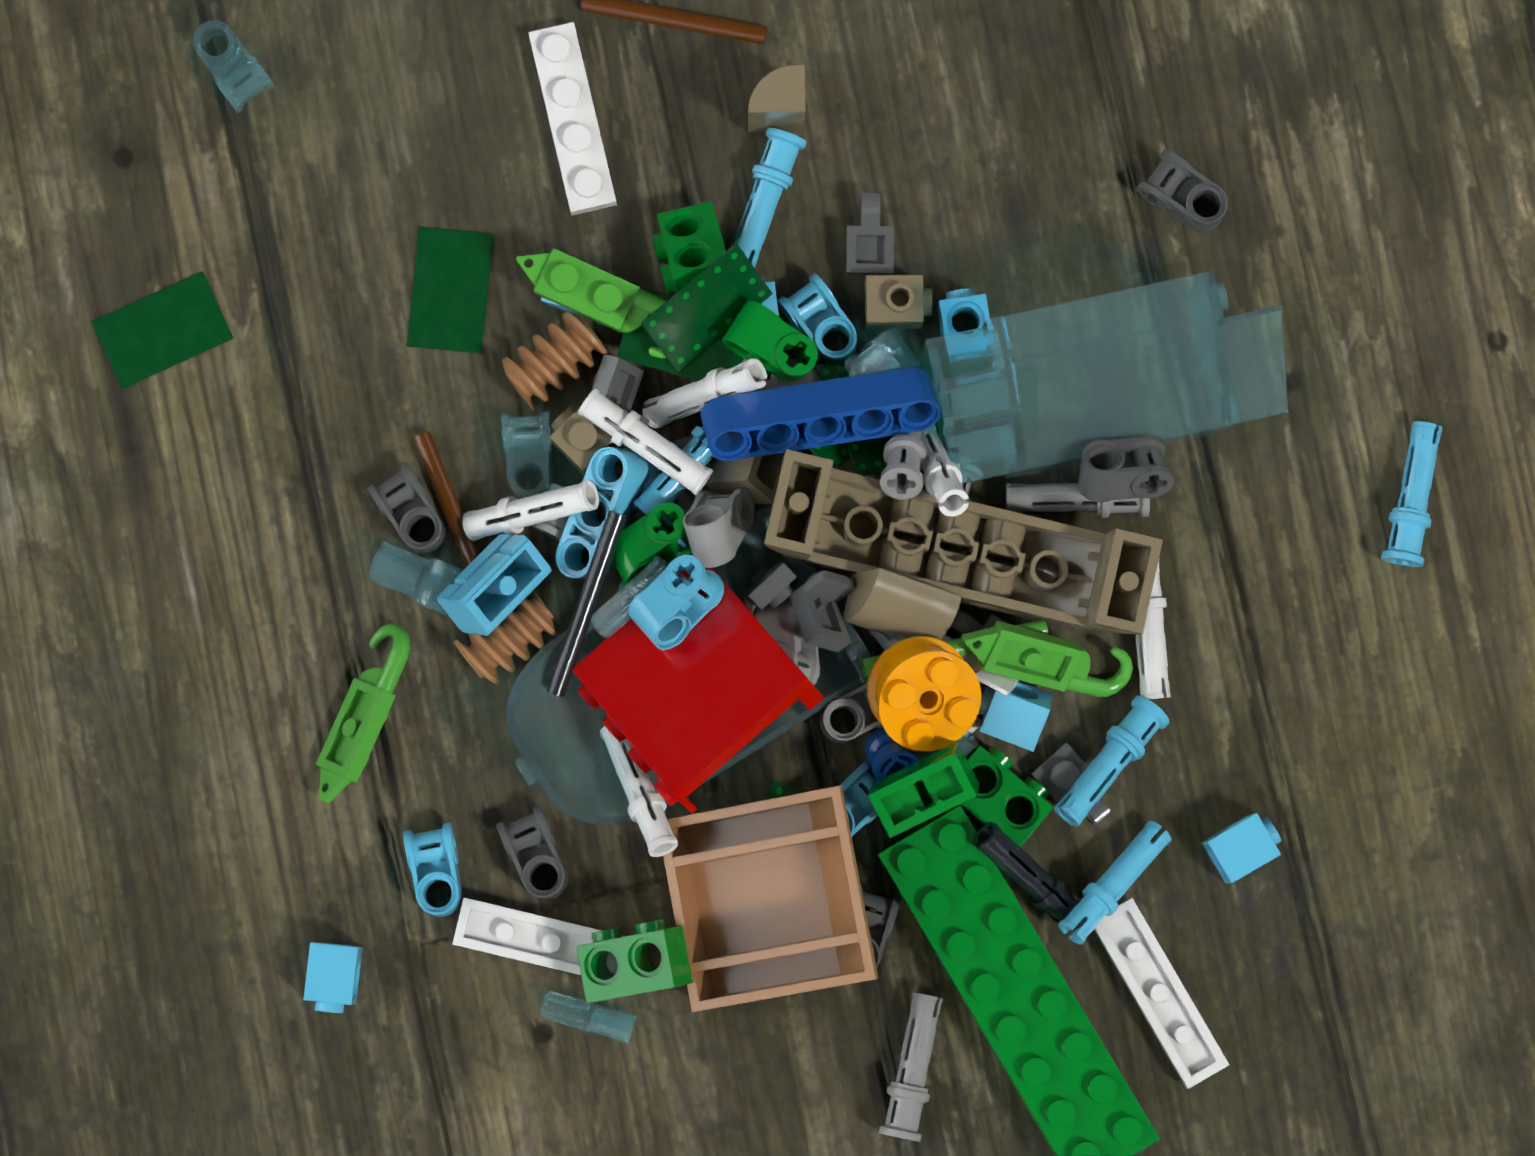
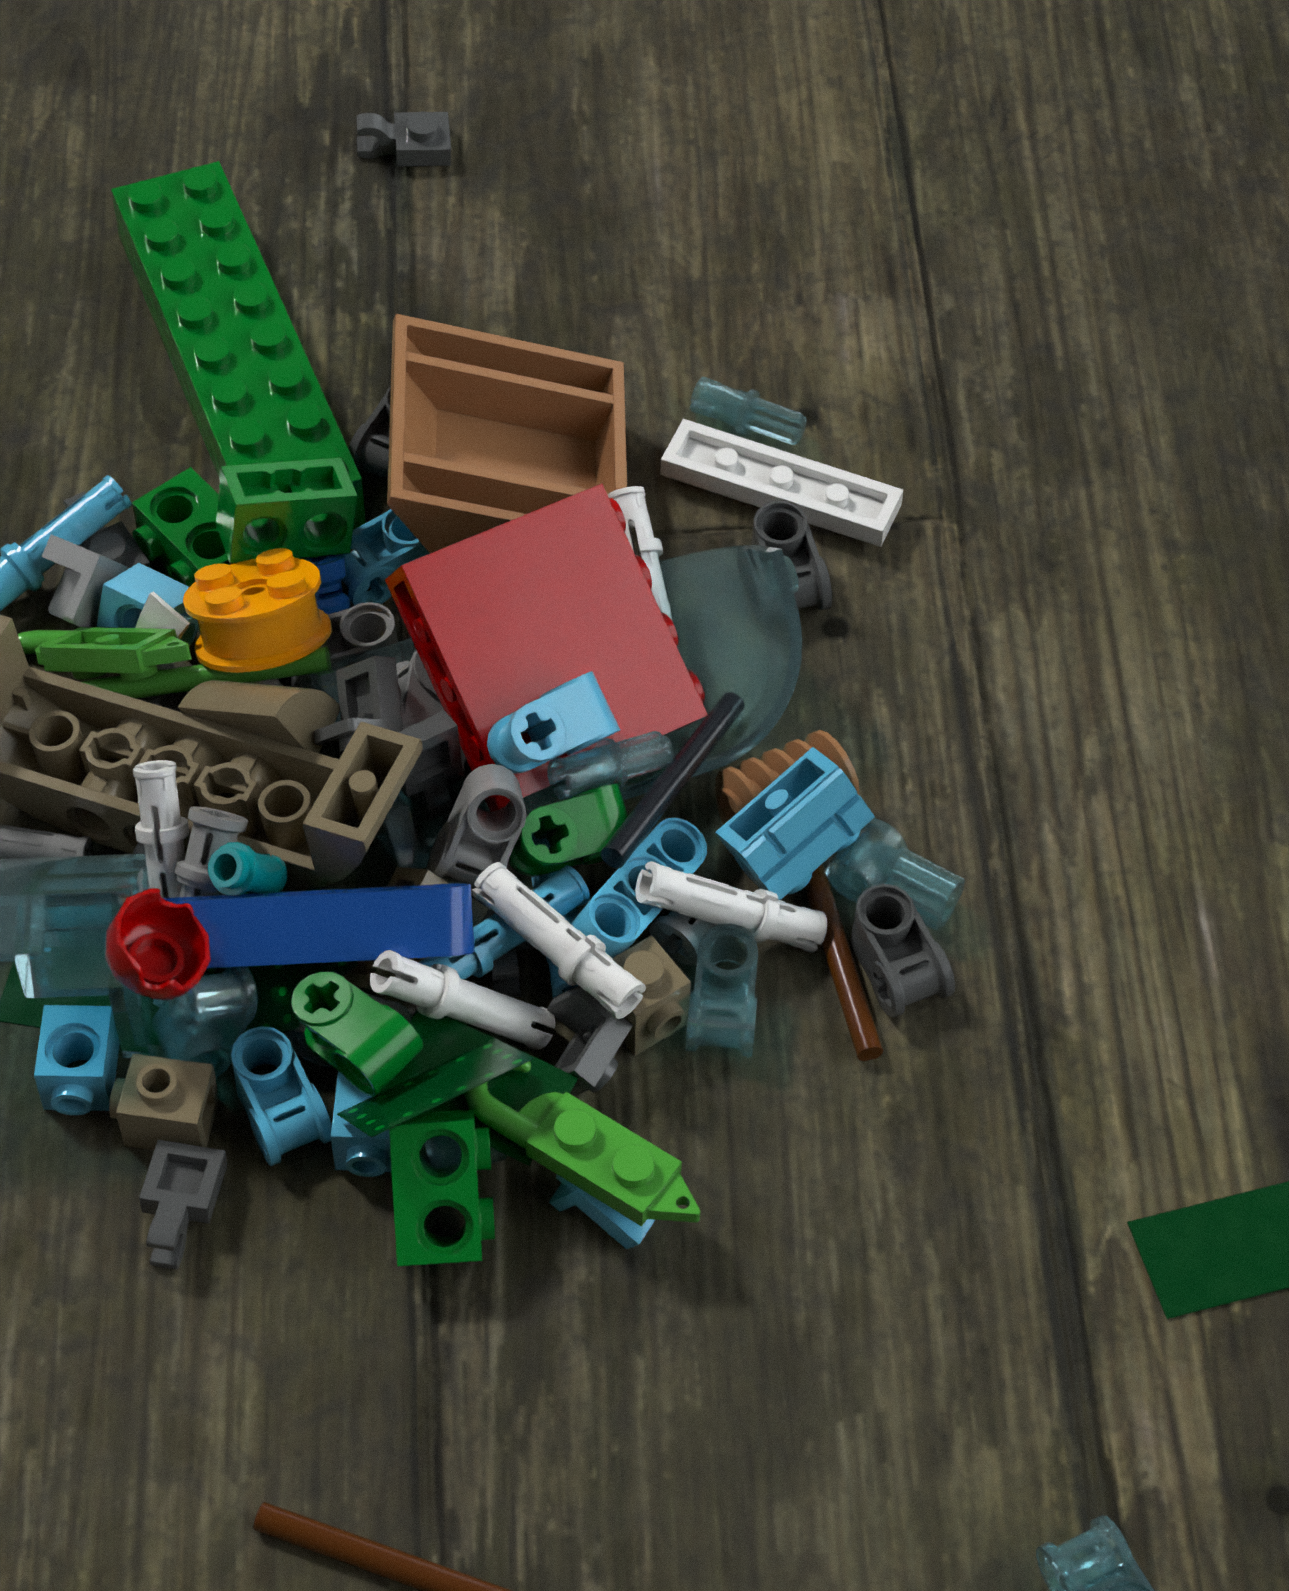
camera: 165 degrees left, 30 degrees down
(332, 976) = (1052, 485): medium azure brick -> none
(362, 716) = (987, 736): bright green plate -> none
(434, 865) = (916, 563): medium azure piece -> none
(450, 290) = (803, 1239): dark green sticker -> none
(552, 358) = (672, 1094): medium nougat piece -> none
(572, 118) = (582, 1444): white plate -> none
(634, 966) = (683, 408): green brick -> none
(771, 179) = (302, 1297): medium azure pin -> none
(779, 101) = (263, 1377): dark tan brick -> none
(876, 440) = (240, 870): none -> teal pin
(909, 1089) = (385, 295): light grey pin -> none
(913, 355) = (157, 946): none -> red hair
(1044, 888) = (172, 438): black pin -> none
(1070, 734) = (82, 581): none -> light grey panel
(1102, 896) = (85, 432): medium azure pin -> none
(1160, 994) = (68, 342): white plate -> none

